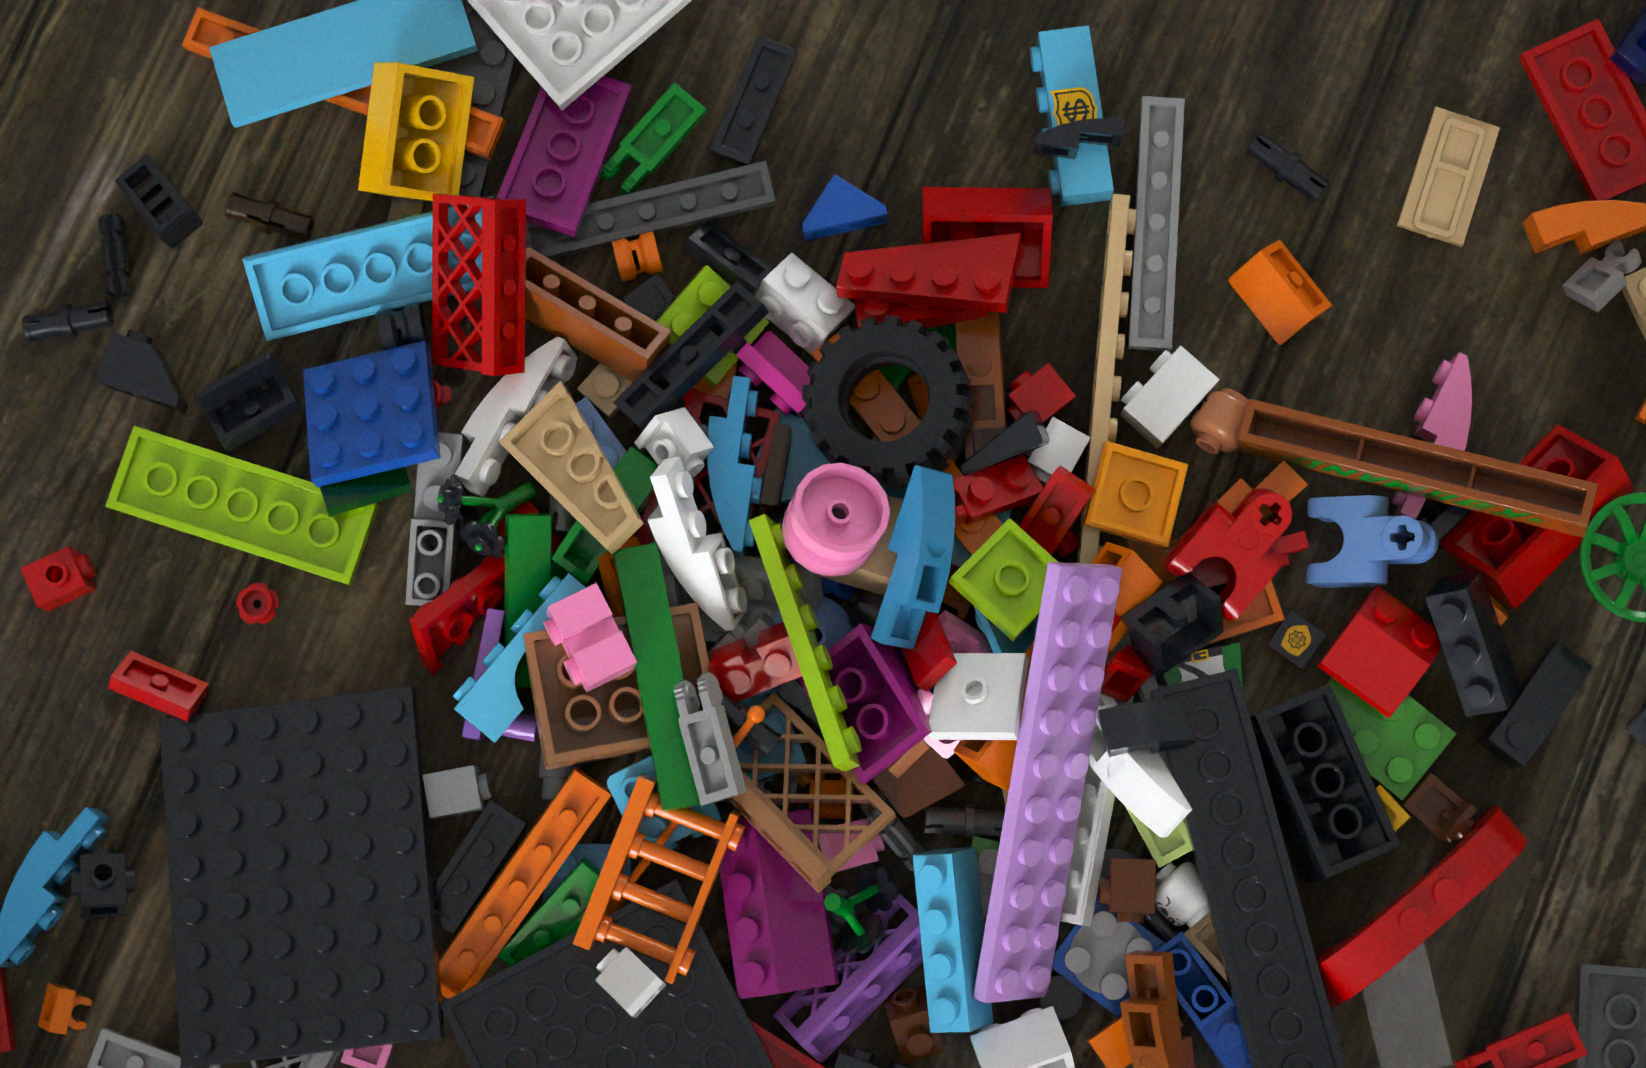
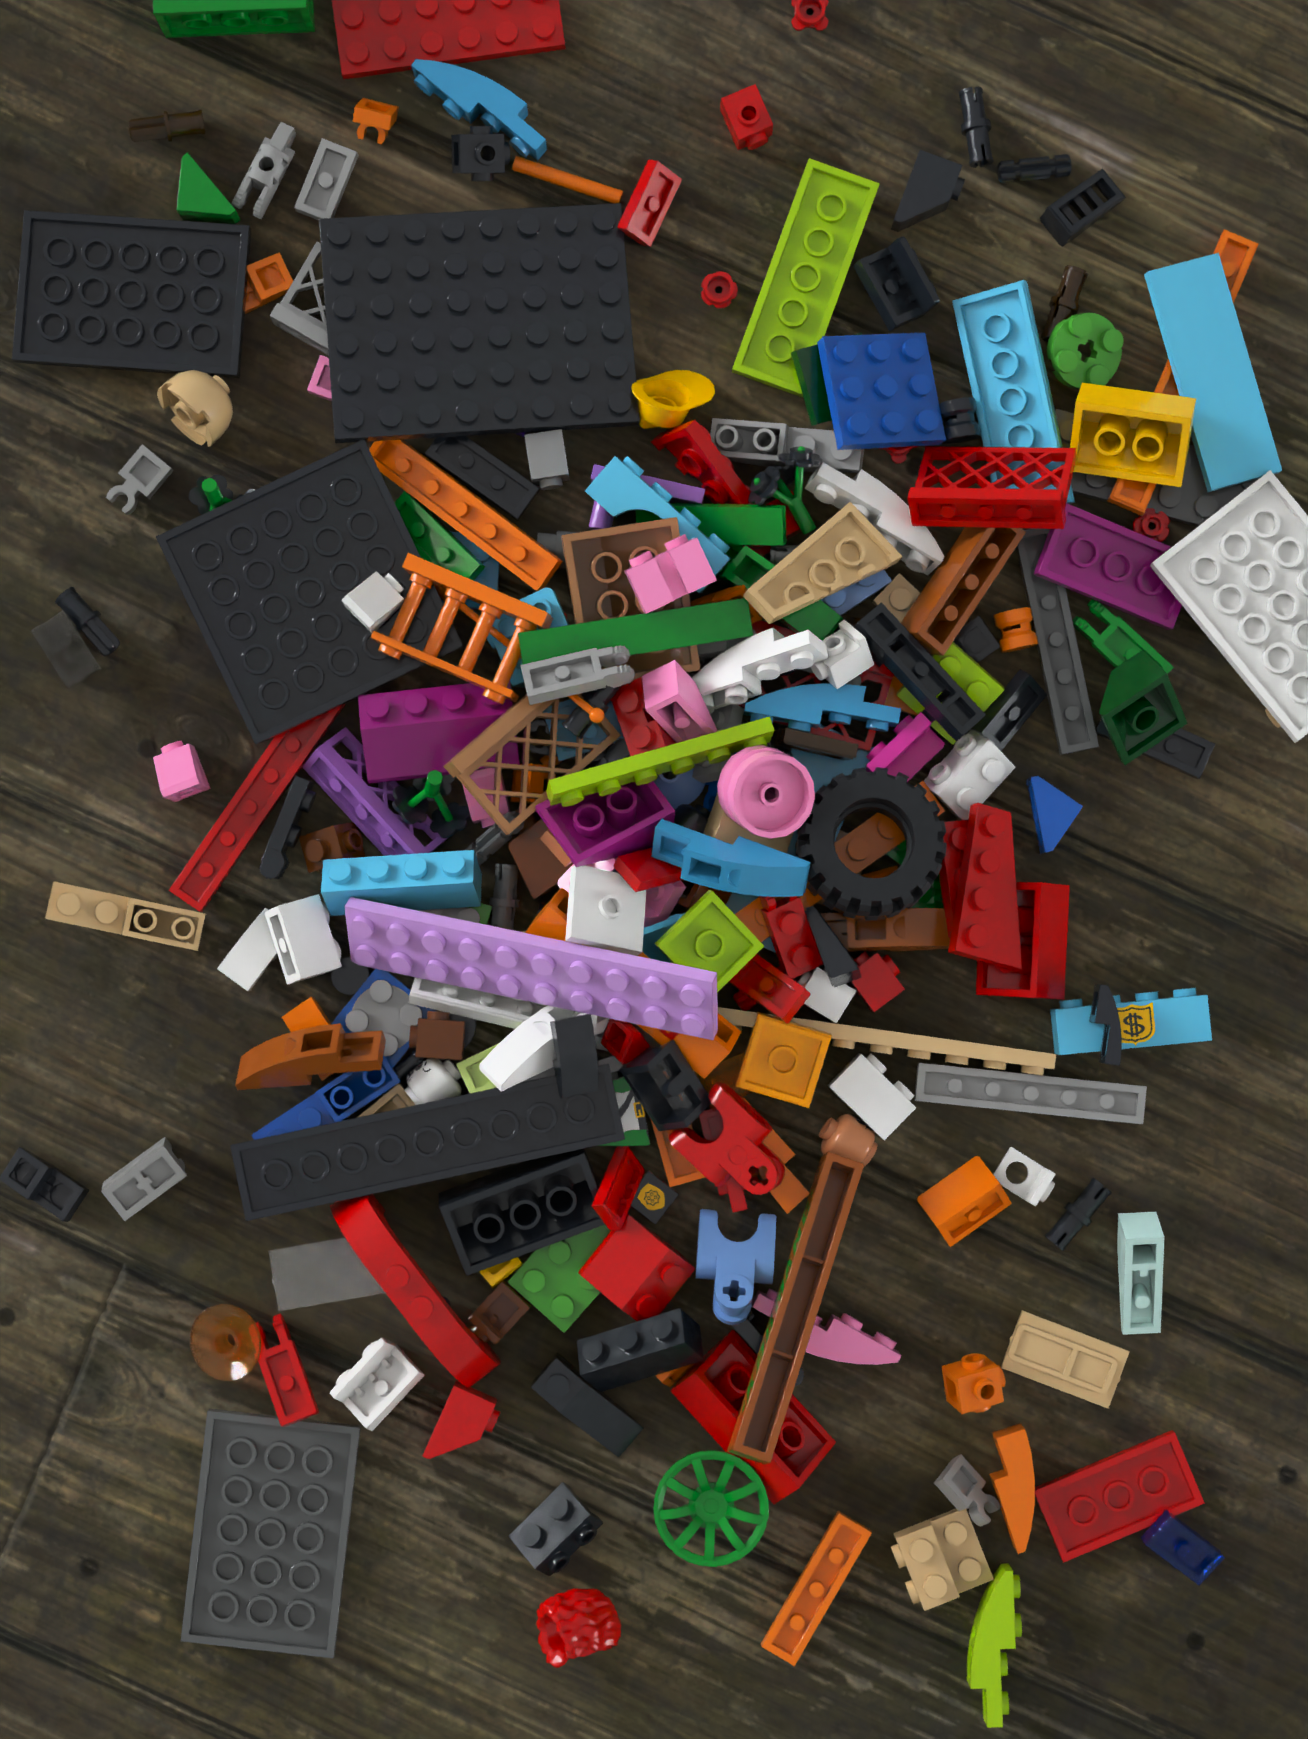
camera: 85 degrees right, 5 degrees up
(132, 783) = (567, 180): none -> orange bar
(314, 170) = (1104, 345): none -> bright green plate
(381, 652) = (670, 396): none -> yellow piece
(509, 103) = (1161, 523): none -> red plate
(720, 114) = (1140, 707): none -> dark green slope
(737, 626) = (676, 703): none -> bright pink slope
(1256, 211) = (1037, 1184): none -> white bracket
(1290, 676) = (618, 1188): none -> red plate
(1347, 95) = (1140, 1272): none -> light aqua slope
(1484, 272) = (973, 1383): none -> orange brick
(1528, 945) = (376, 1382): none -> white bracket
(1565, 846) = (462, 1420): none -> red slope

